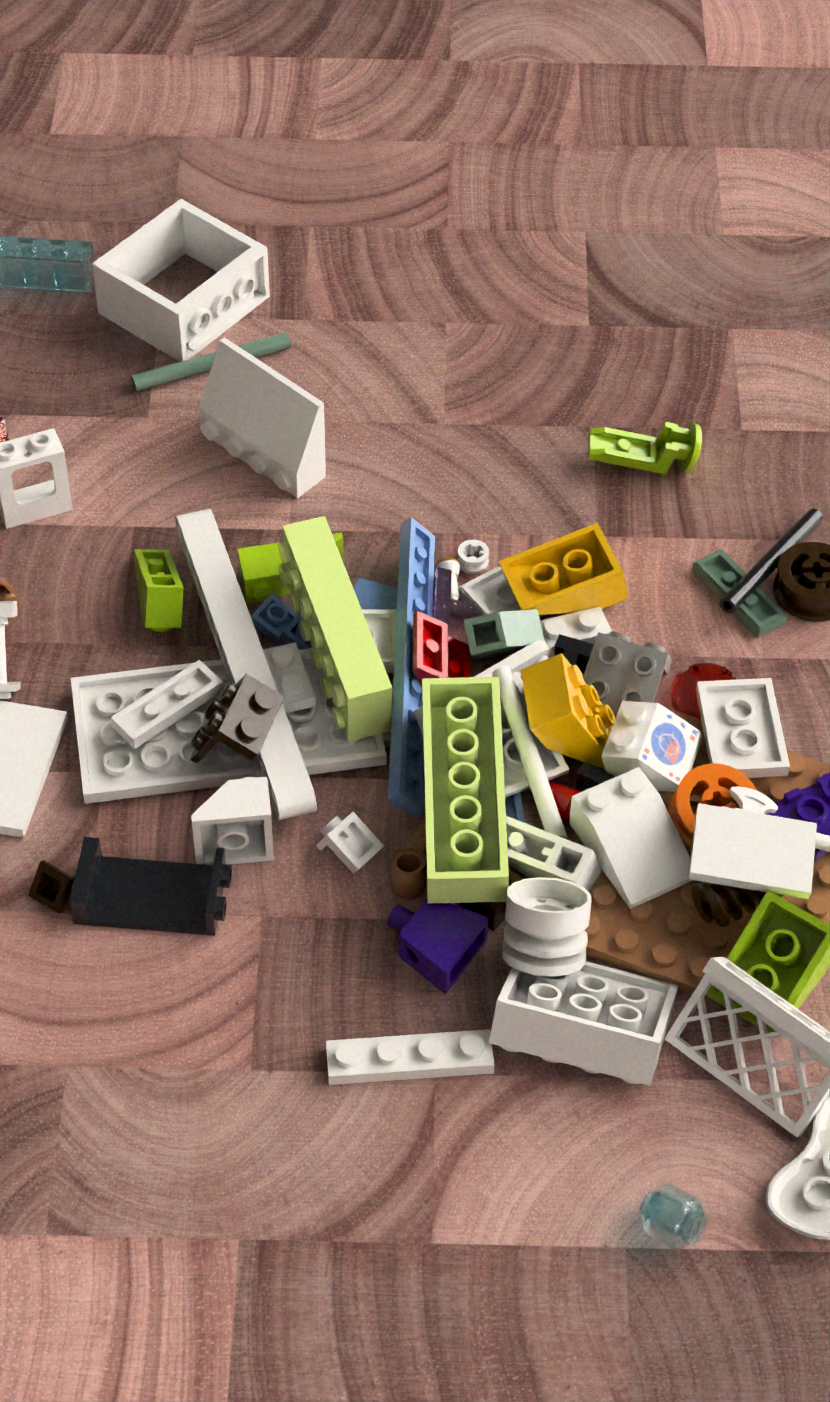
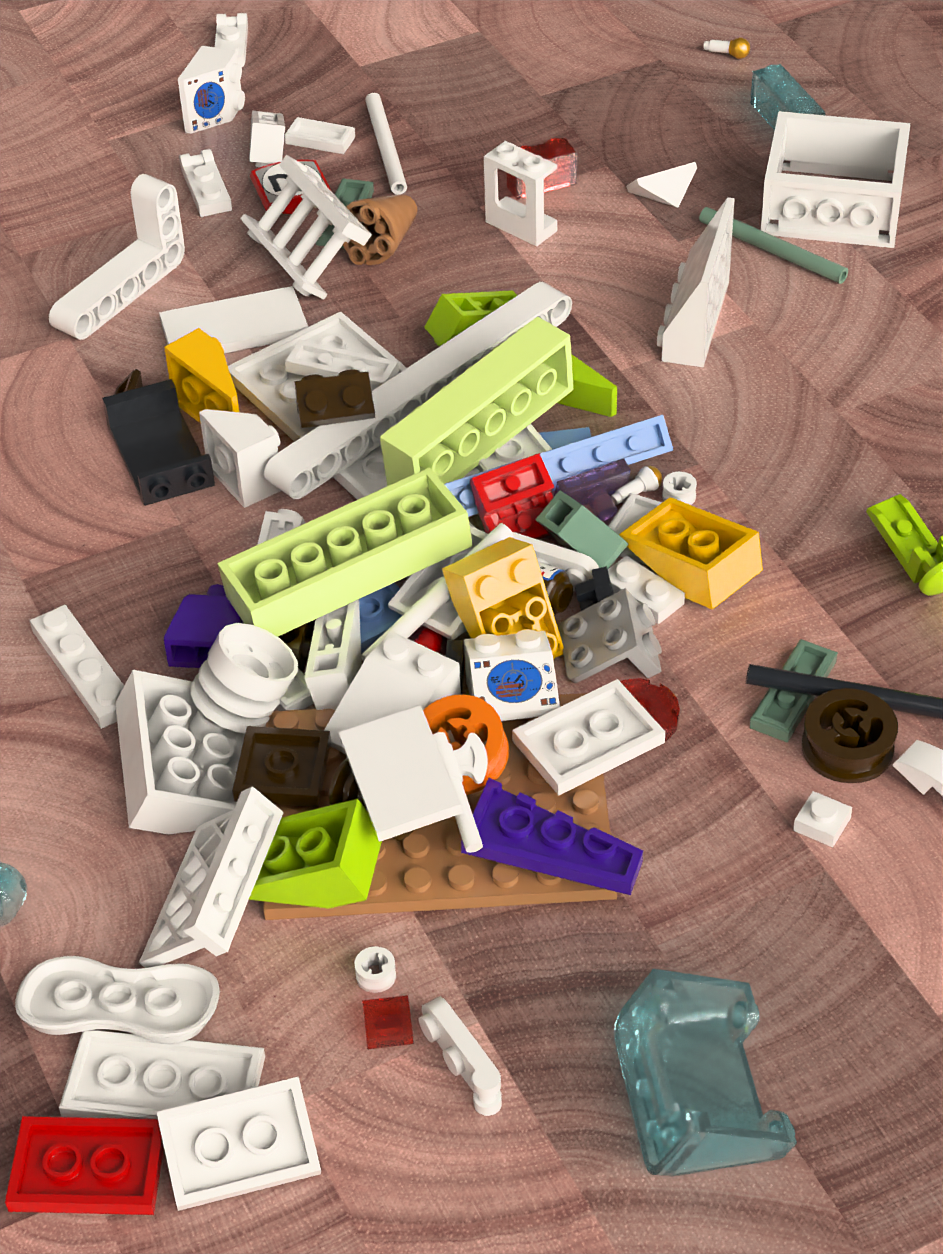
camera: 65 degrees right, 5 degrees down
(70, 386) = (665, 186): none -> white slope
(128, 809) = (200, 374): none -> yellow slope
(657, 942) = (283, 764): none -> dark brown plate

